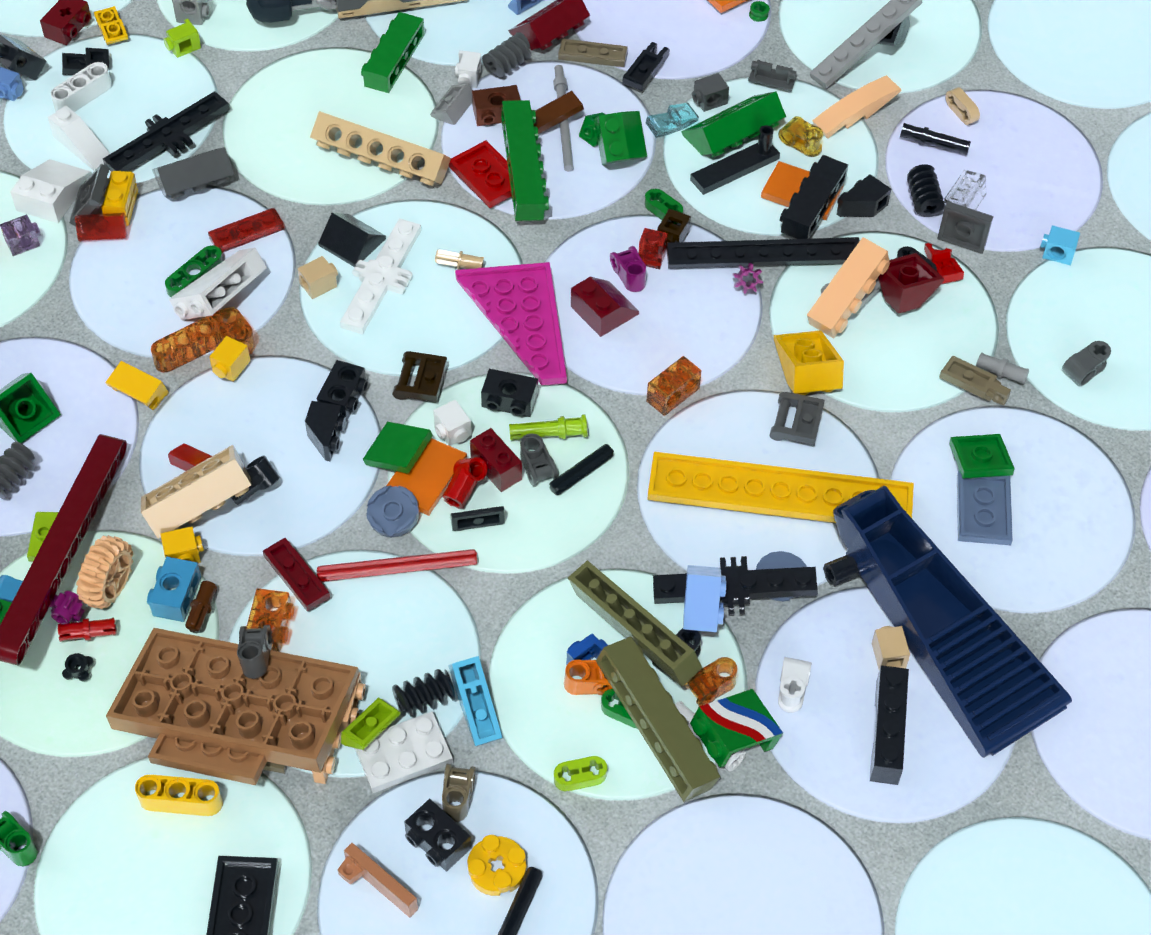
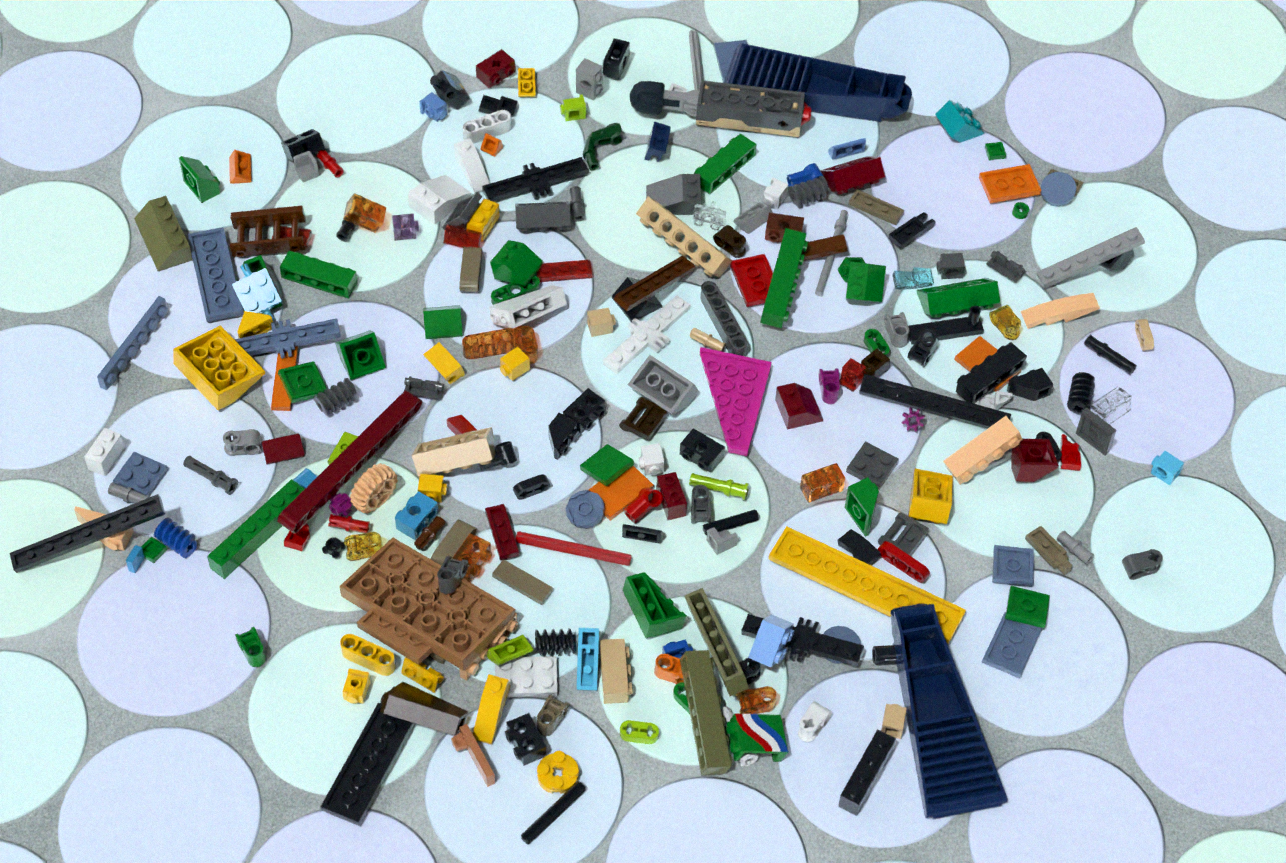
camera: 20 degrees right, 0 degrees up
(24, 674) = (298, 540): none -> red slope
(95, 108) = (491, 145): none -> orange slope
(115, 336) = (442, 322): none -> green slope
(116, 651) = (362, 545): none -> clear yellow piece
(124, 425) = (425, 388): none -> dark grey hinge
(126, 262) = (470, 269): none -> dark tan beam
(181, 833) = (356, 686): none -> yellow brick
(182, 237) = (515, 263): none -> green slope
(232, 147) = (577, 203): none -> dark grey pin
(235, 59) = (602, 136): none -> dark green piece
(237, 608) = (452, 541): none -> dark tan beam
(270, 799) = (422, 676): none -> yellow hinge
(284, 843) = (423, 709): none -> slope
(301, 48) = (657, 141): none -> dark blue hinge
(312, 504) = (531, 486): none -> black beam
(348, 630) = (522, 582): none -> dark tan tile
(352, 99) = (677, 193): none -> dark grey slope
(368, 210) = (654, 283): none -> reddish brown plate
(375, 811) = (491, 708): none -> yellow slope
(400, 115) = (709, 214): none -> clear hips
(429, 328) = (663, 386): none -> light grey slope
(437, 135) = (730, 241): none -> dark brown piece
(468, 229) = (723, 319): none -> dark grey beam
(498, 34) = (809, 173): none -> blue piece
(517, 705) = (615, 671): none -> tan brick
(530, 608) = (650, 607): none -> green wedge
(580, 496) = (721, 541): none -> light grey panel
(680, 181) = (897, 329): none -> light grey piece
(722, 195) = (921, 350): none -> black piece
(722, 347) = (872, 463): none -> dark grey plate
(736, 395) = (861, 503): none -> green slope
(751, 448) = (859, 547): none -> black slope
(826, 452) = (903, 562): none -> red beam
(832, 228) = (995, 401): none -> white slope
(941, 412) = (1013, 565): none -> sand blue plate

